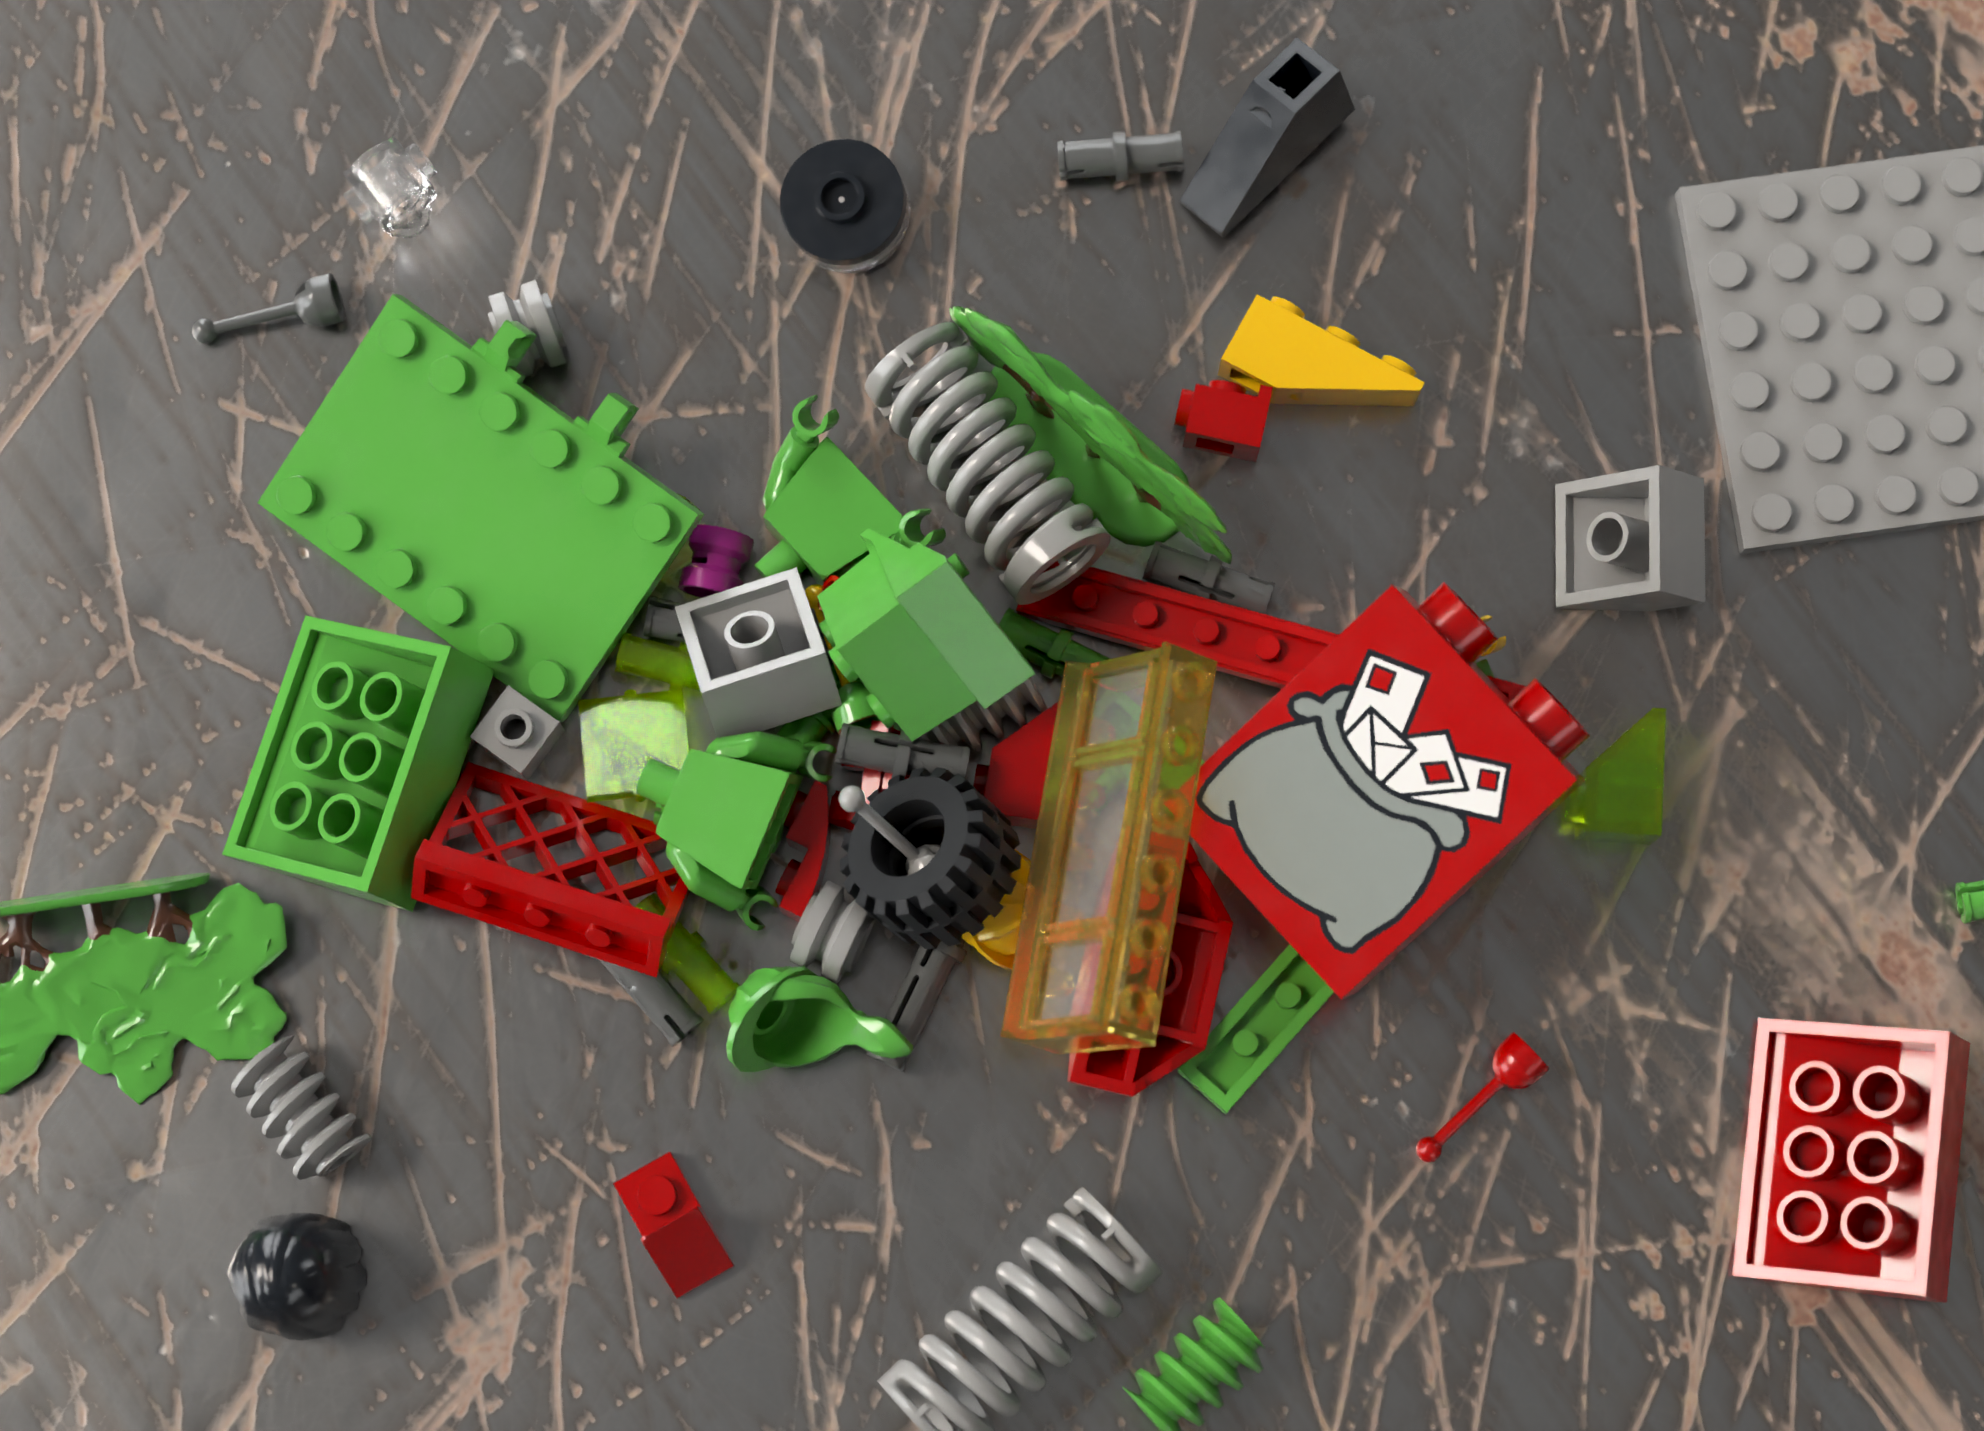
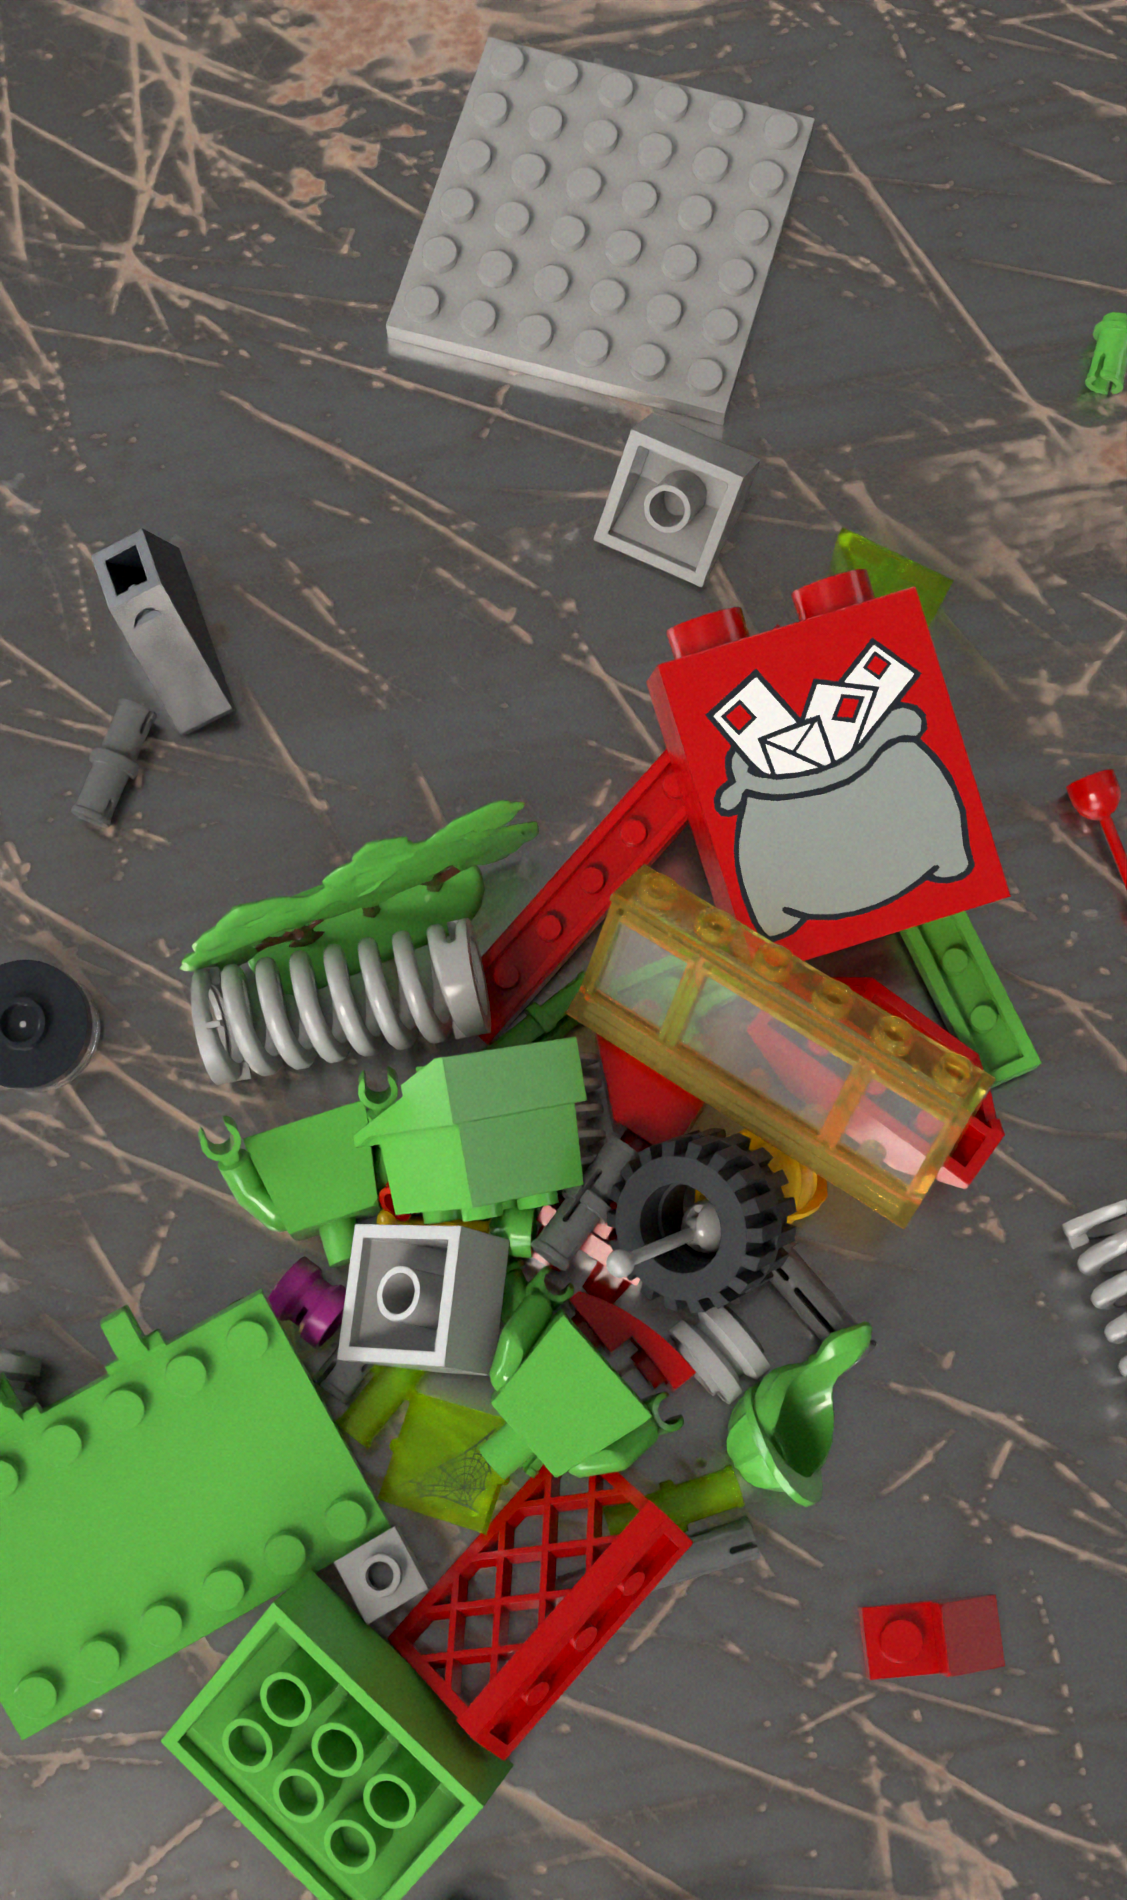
camera: 65 degrees left, 5 degrees down
(1207, 578) = (539, 863): dark grey pin -> none
(1224, 419) = (403, 780): red brick -> none
(1311, 363) = (381, 695): yellow slope -> none

